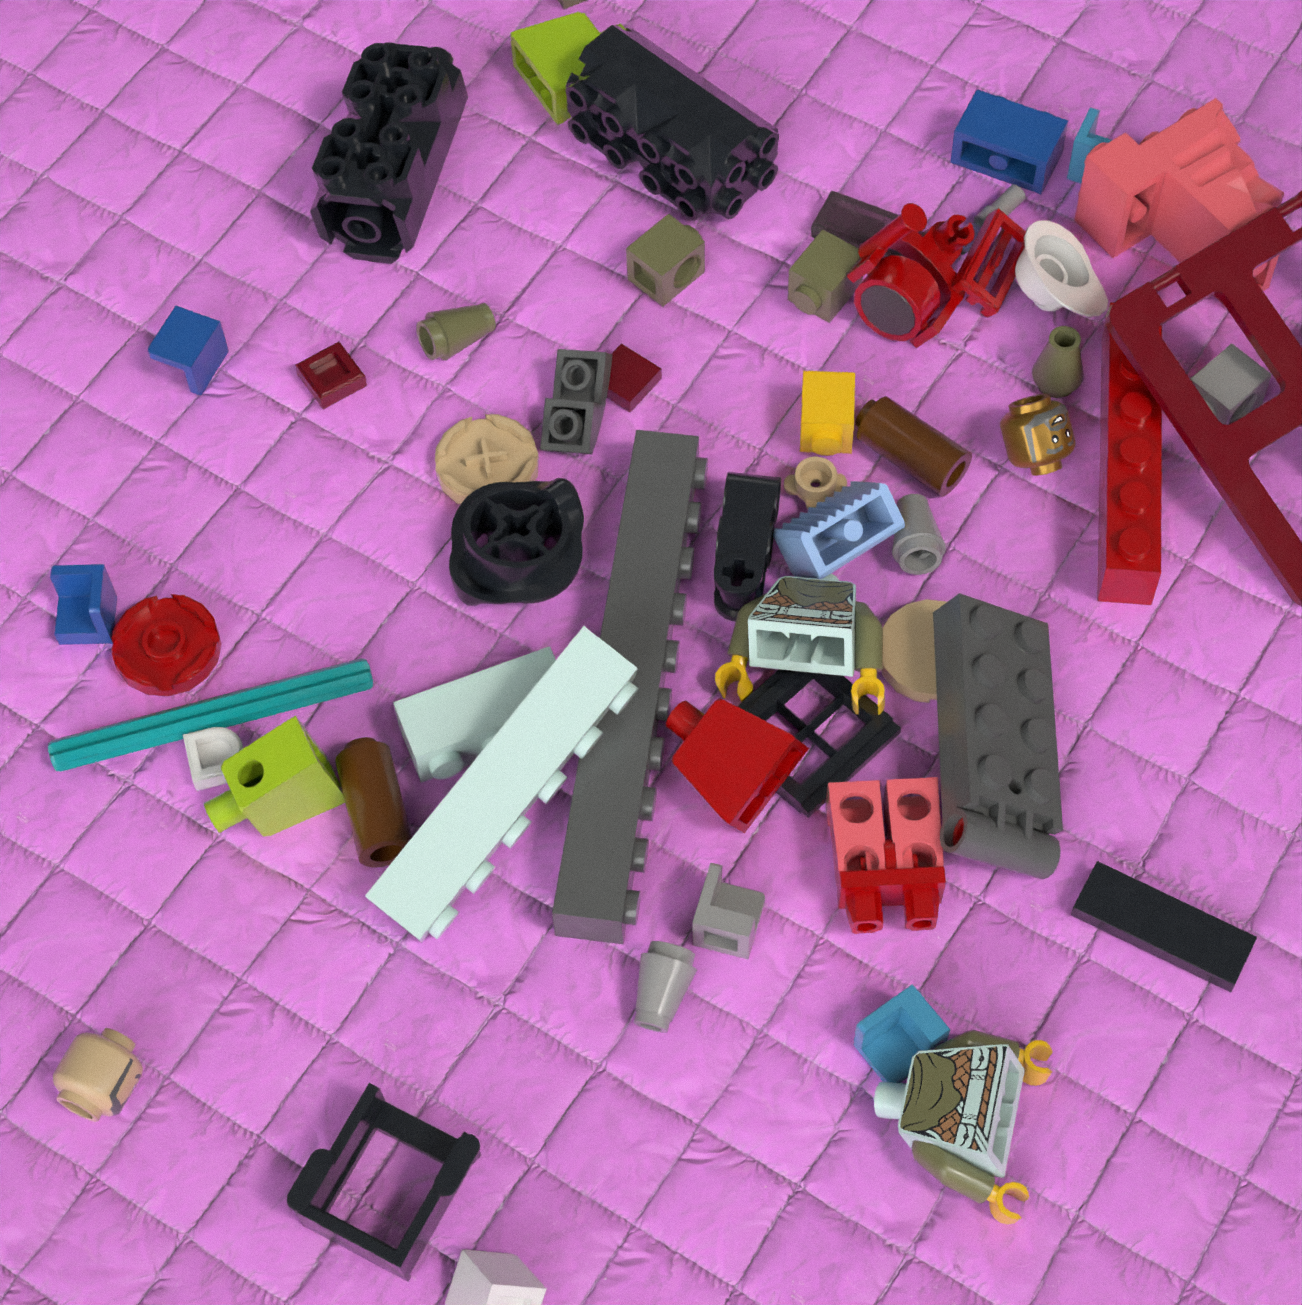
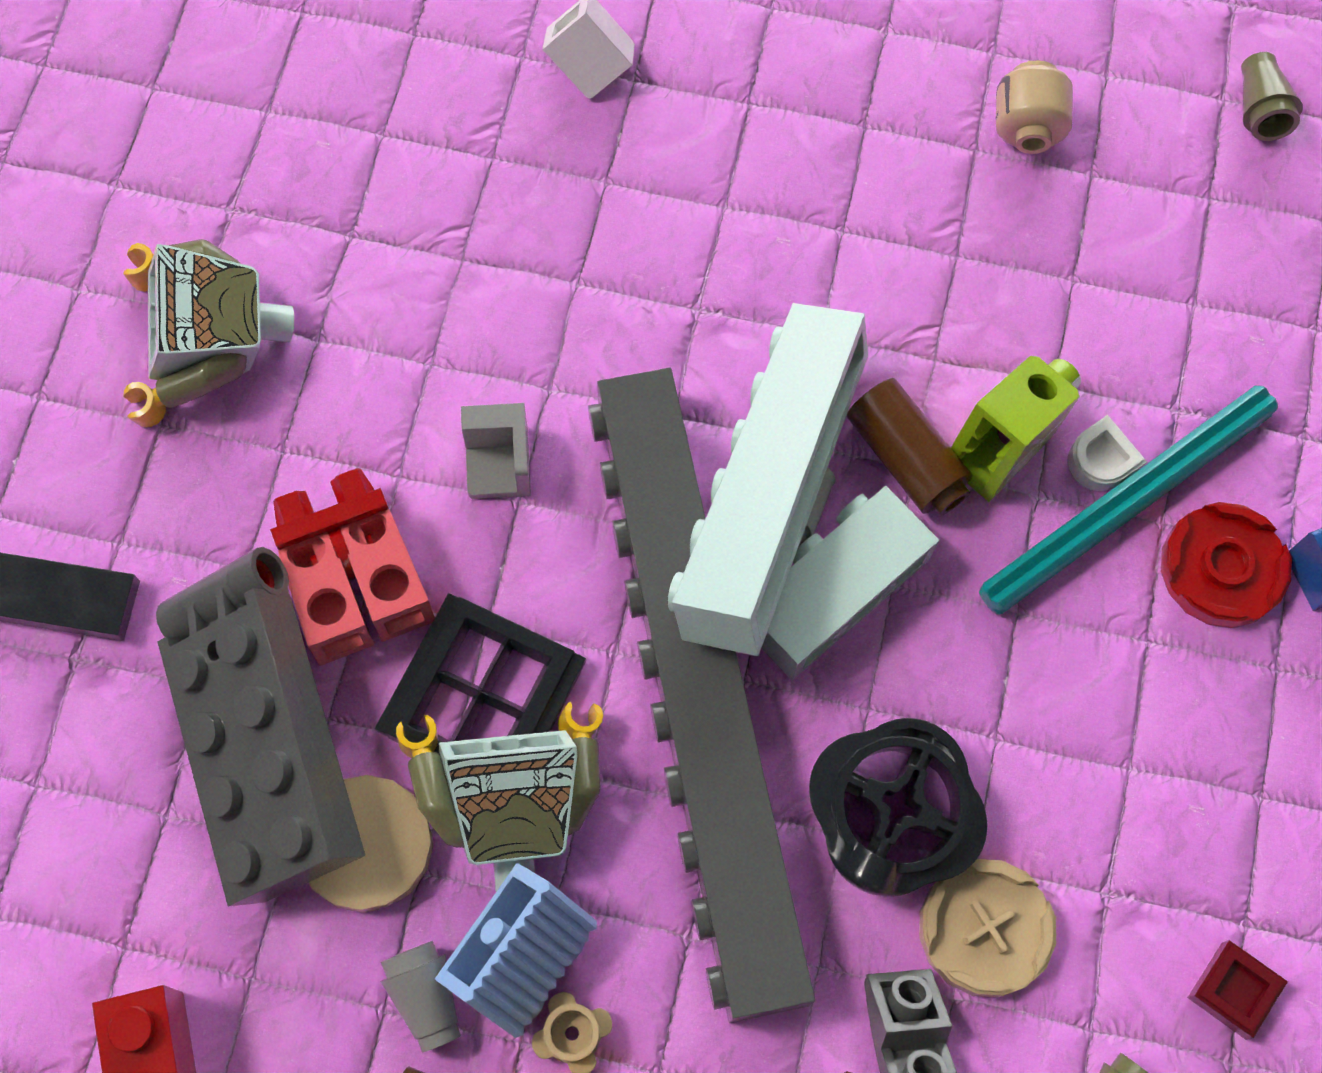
camera: 155 degrees right, 10 degrees up
(330, 1169) = (728, 54): black piece -> none
(662, 984) = (539, 361): light grey cone -> none
(733, 758) = (545, 607): red torso -> none
(744, 540) = (630, 914): black piece -> none
(897, 1032) = (284, 387): dark azure panel -> none

